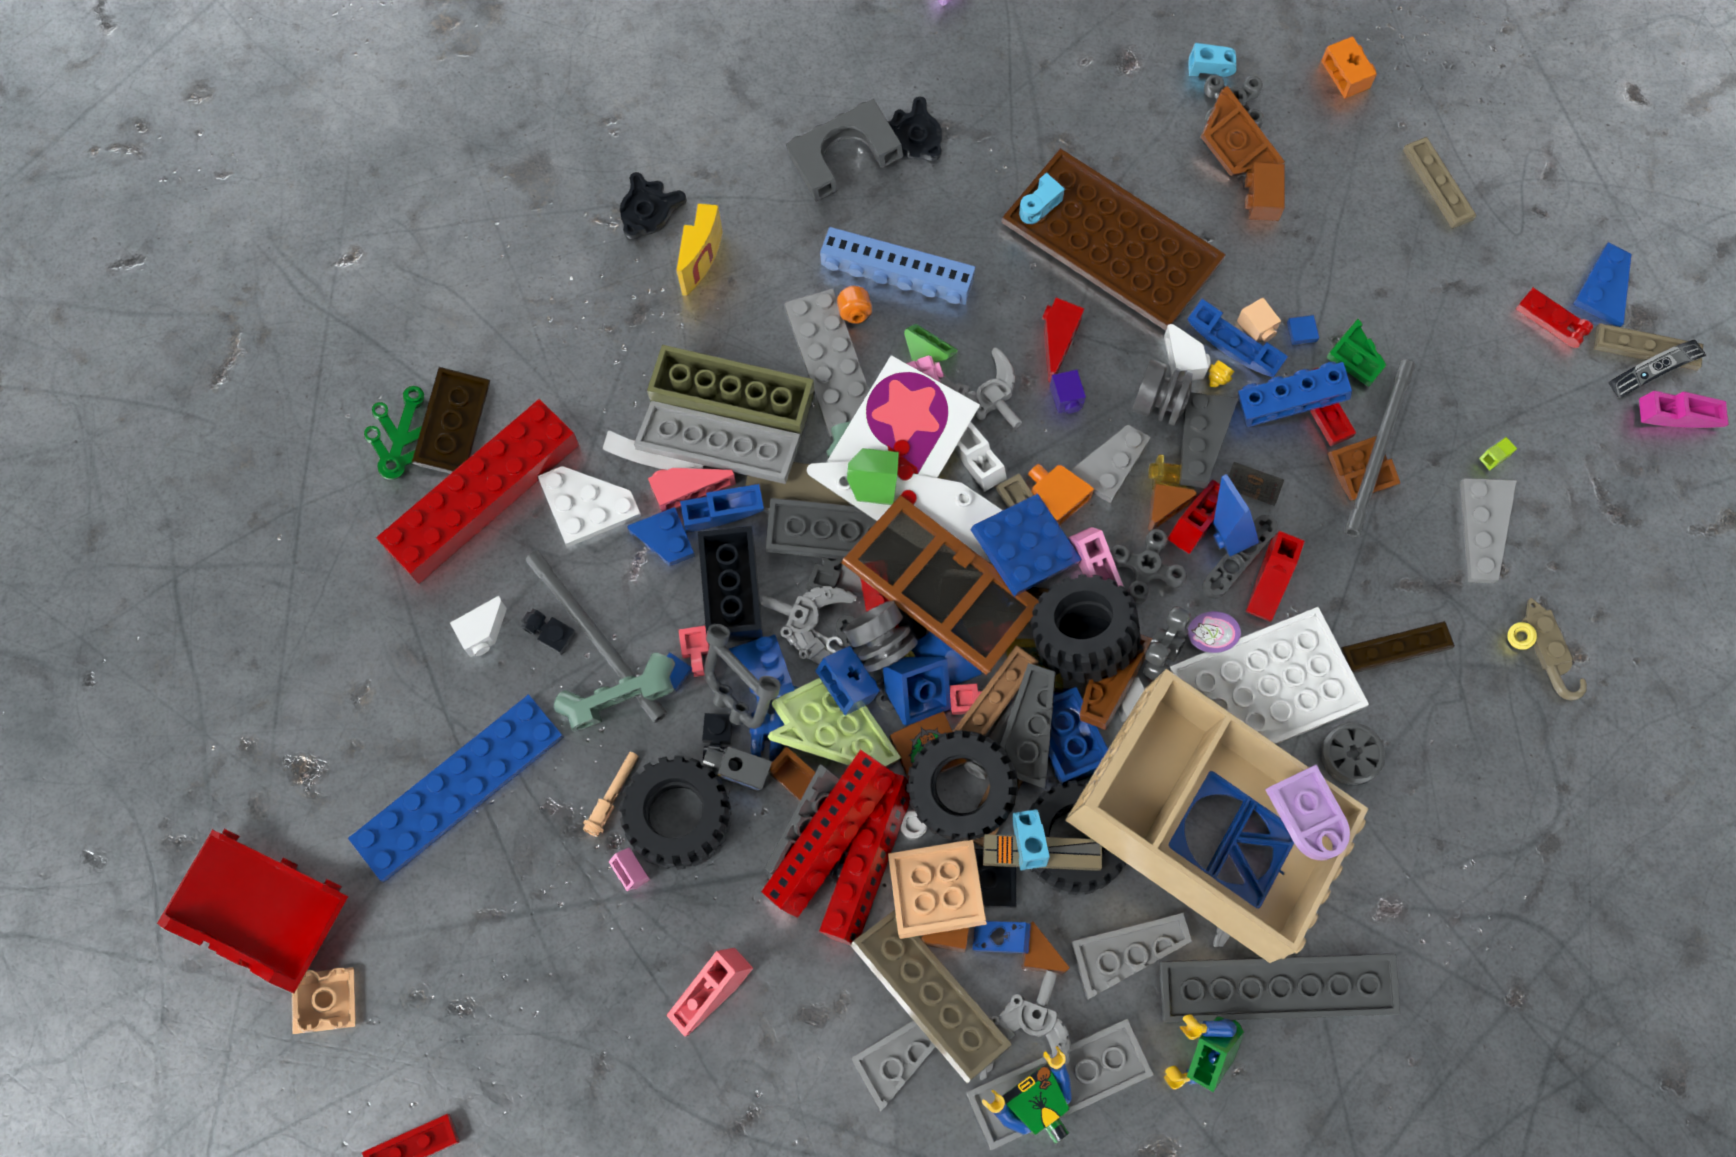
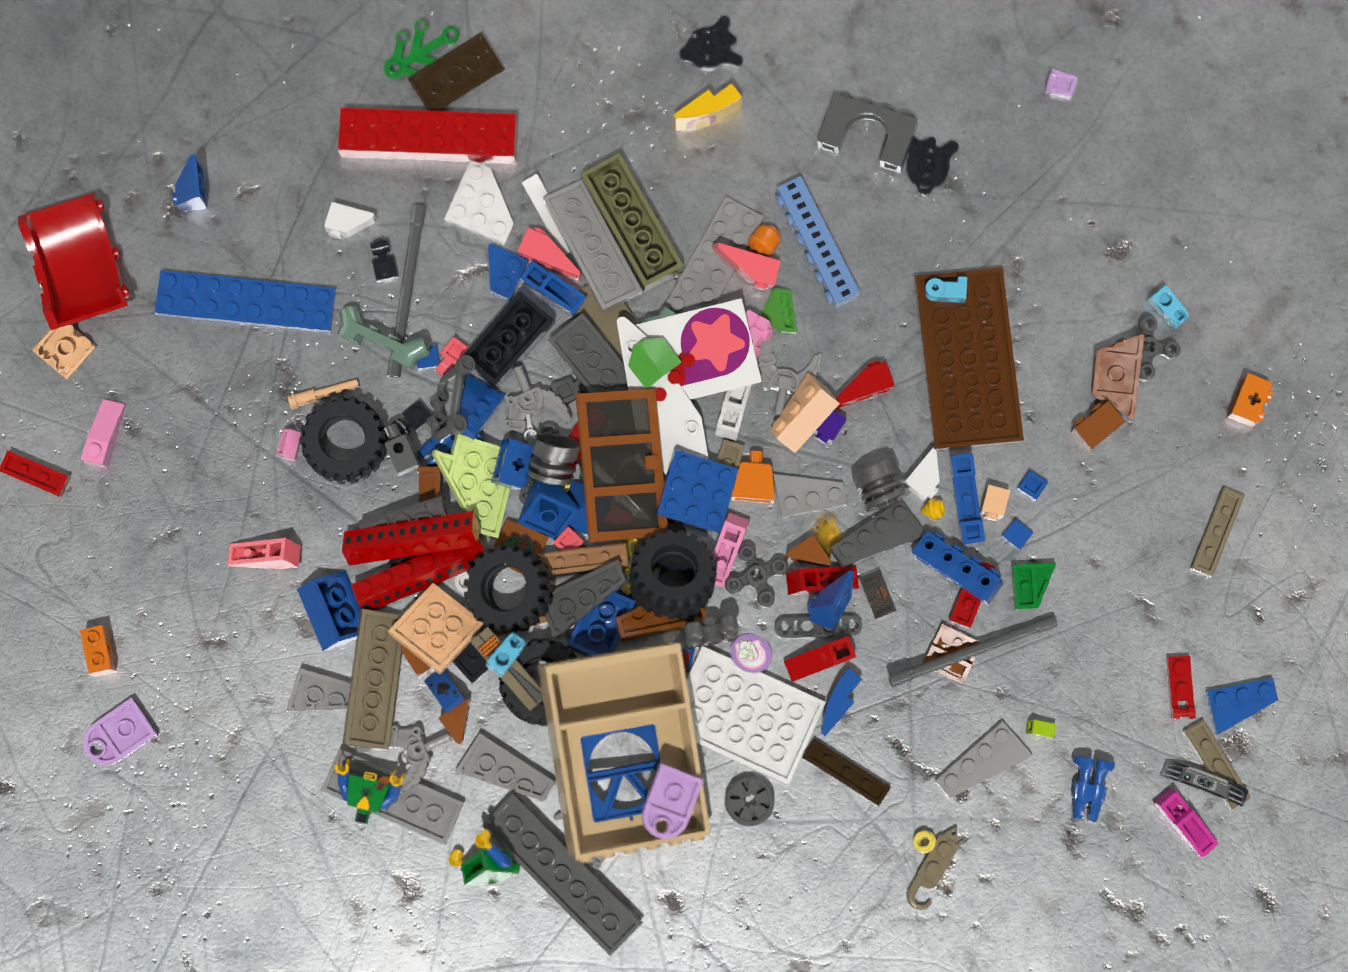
camera: 45 degrees right, 10 degrees up
(302, 738) = (190, 187): none -> blue slope
(442, 1040) = (103, 434): none -> bright pink slope
(824, 974) = (331, 609): none -> blue slope
(864, 332) = (750, 266): none -> coral slope
(1038, 398) = (804, 413): none -> light nougat wedge
(1269, 283) = (1032, 485): none -> blue tile
(1327, 595) = (839, 701): none -> blue slope
(1594, 466) = (1088, 793): none -> blue piece

